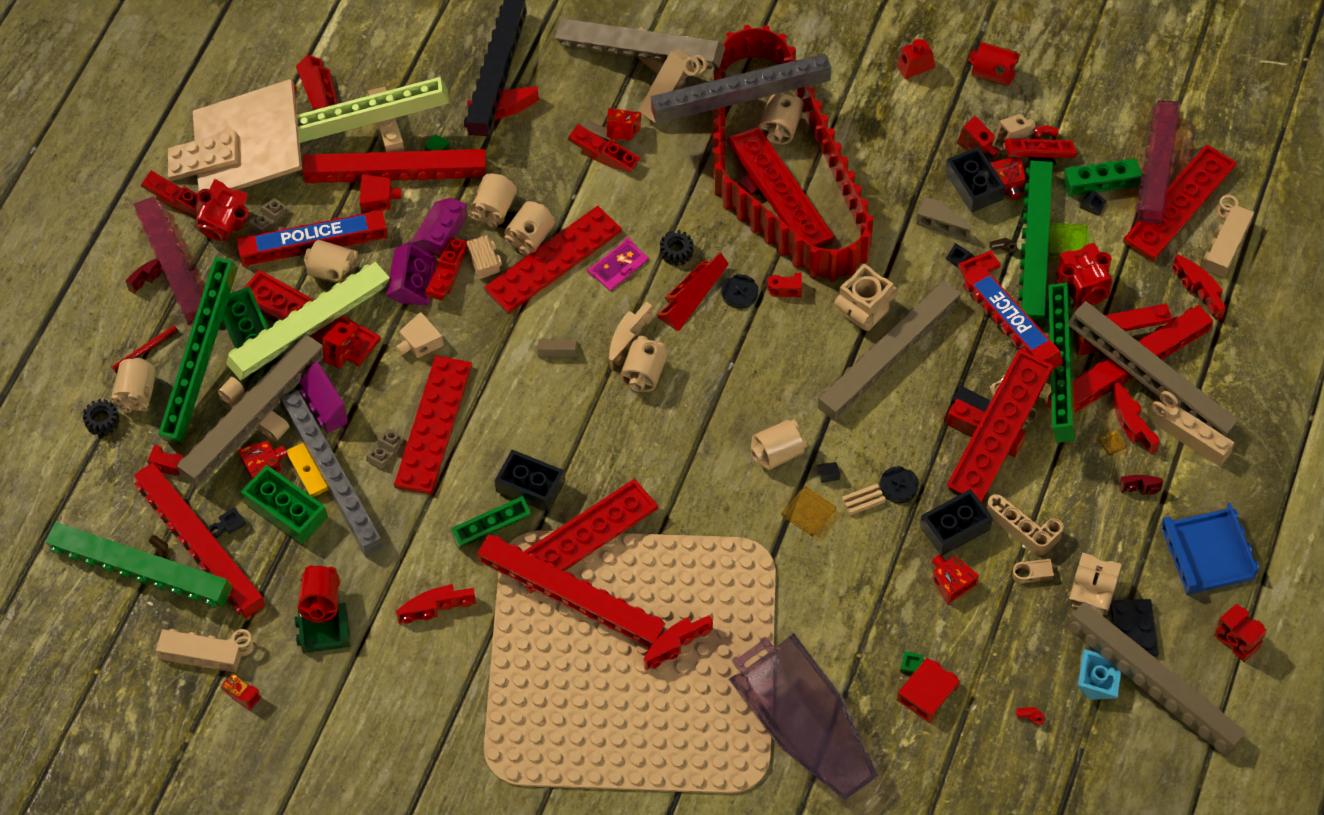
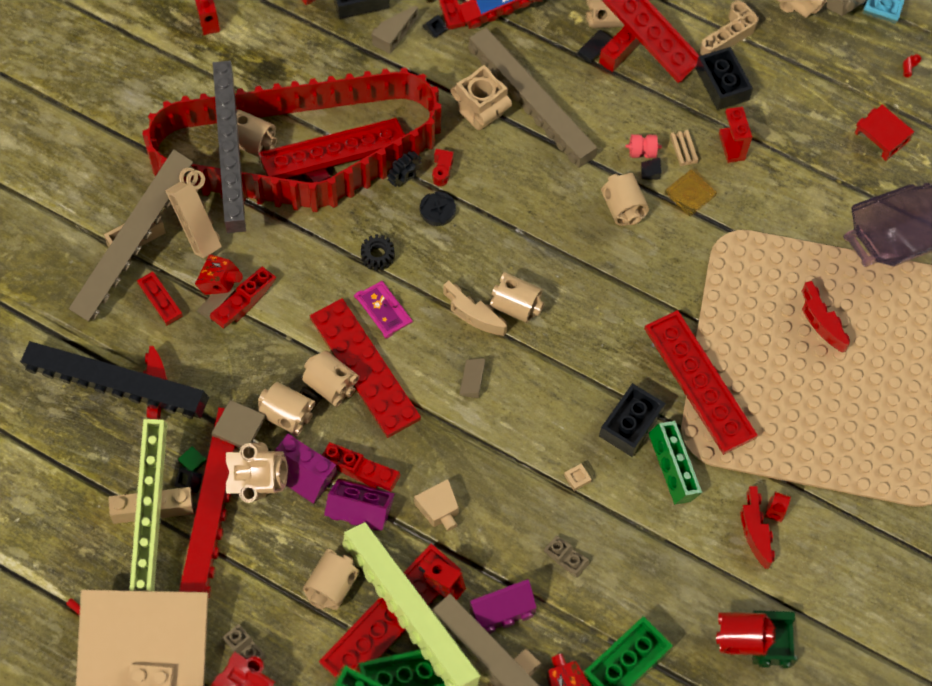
camera: 85 degrees left, 5 degrees up
(296, 240) = (287, 602): brick -> none
(303, 462) = (595, 633): yellow tile -> none
(317, 82) = (81, 573): red wedge -> none
(332, 473) = (593, 610): flat silver brick -> none
(377, 193) = (243, 527): red torso -> none
(416, 144) = (188, 478): none -> black slope
(421, 184) = (261, 472): none -> tan piece
(433, 425) = (544, 506): red plate -> none
(457, 618) = (777, 505): none -> red leg
(465, 446) = (577, 477): none -> tan plate
(467, 165) = (238, 424): none -> dark tan tile
(483, 256) = (351, 429): tan brick -> none
(570, 591) = (766, 398): red brick -> none
(592, 88) = (159, 298): none -> red plate
(691, 291) = (431, 249): red wedge -> none
(769, 248) = (404, 169): none -> black gear
(851, 457) = (643, 146): none -> coral wheel
(881, 535) = (737, 137): none -> red panel
(899, 484) = (671, 118): black tile -> none
(911, 662) = (853, 141): green tile -> none
(953, 577) = (776, 93): red torso -> none
(1039, 571) = (772, 32): tan piece -> none

